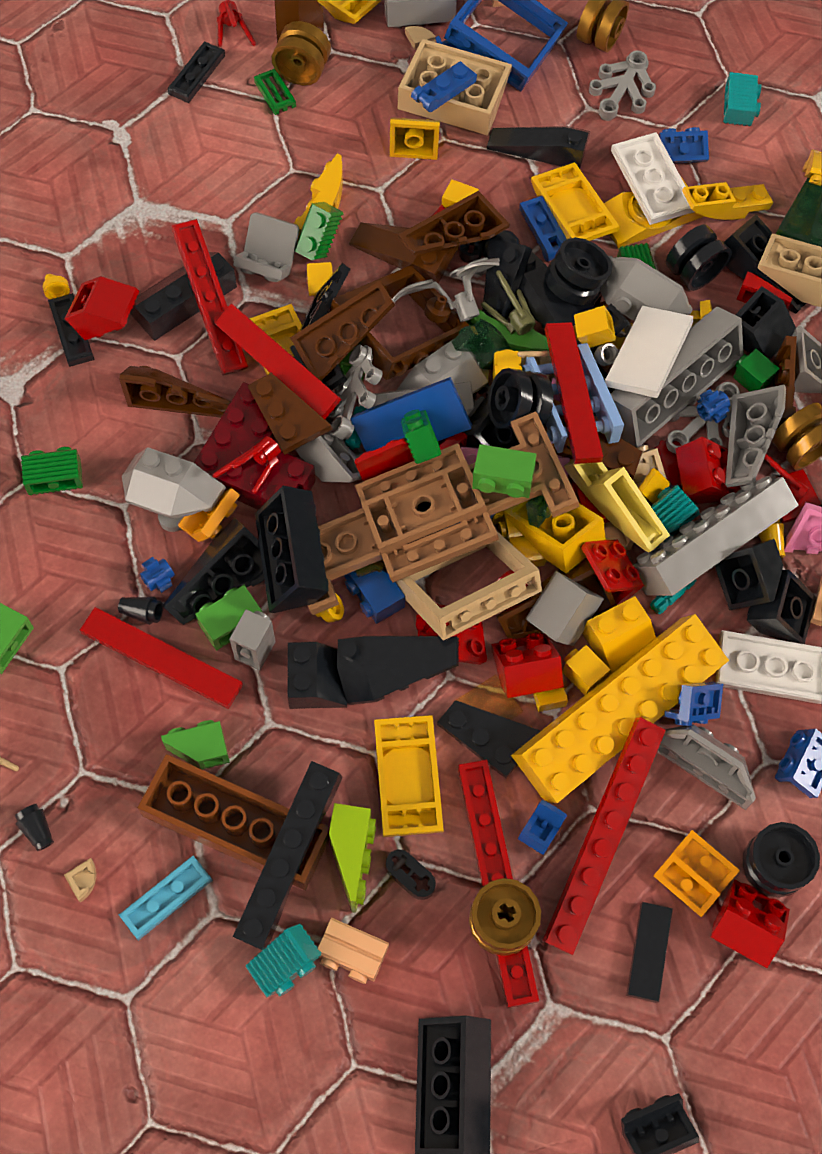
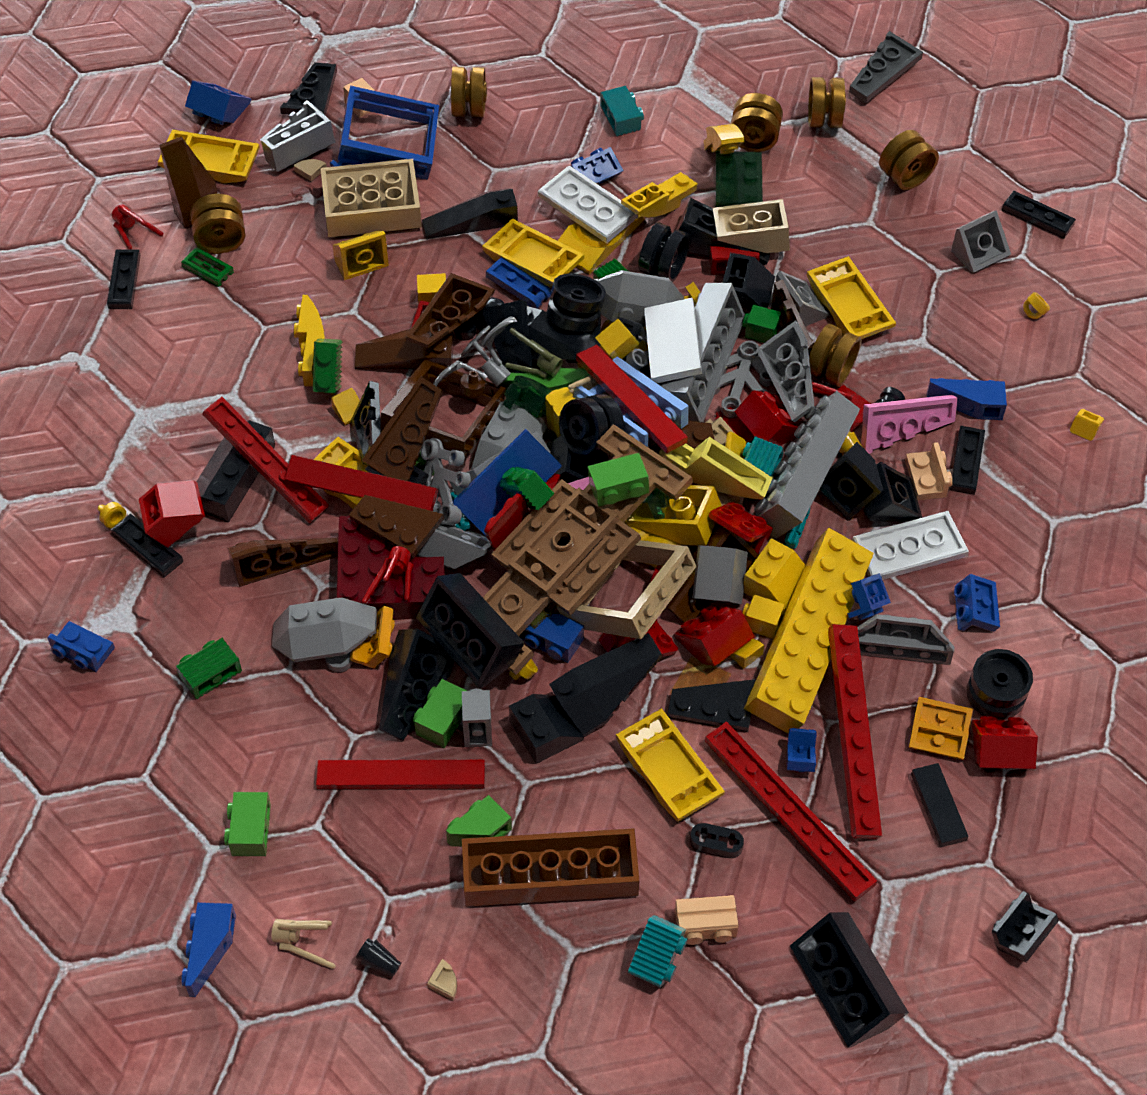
camera: 25 degrees left, 10 degrees down
(141, 608) = (360, 742): black cone -> none
(157, 574) = (357, 708): blue gear -> none
(165, 897) = (524, 959): medium azure tile -> none
(268, 247) = (289, 397): light grey bracket -> none
(286, 856) = (614, 866): black arch -> none
(349, 835) = (661, 841): lime slope -> none
(444, 87) = (367, 199): blue plate -> none
(507, 898) = (814, 827): pearl gold wheel -> none
(635, 64) = (514, 117): light grey plant -> none
(713, 405) = (745, 364): blue gear -> none

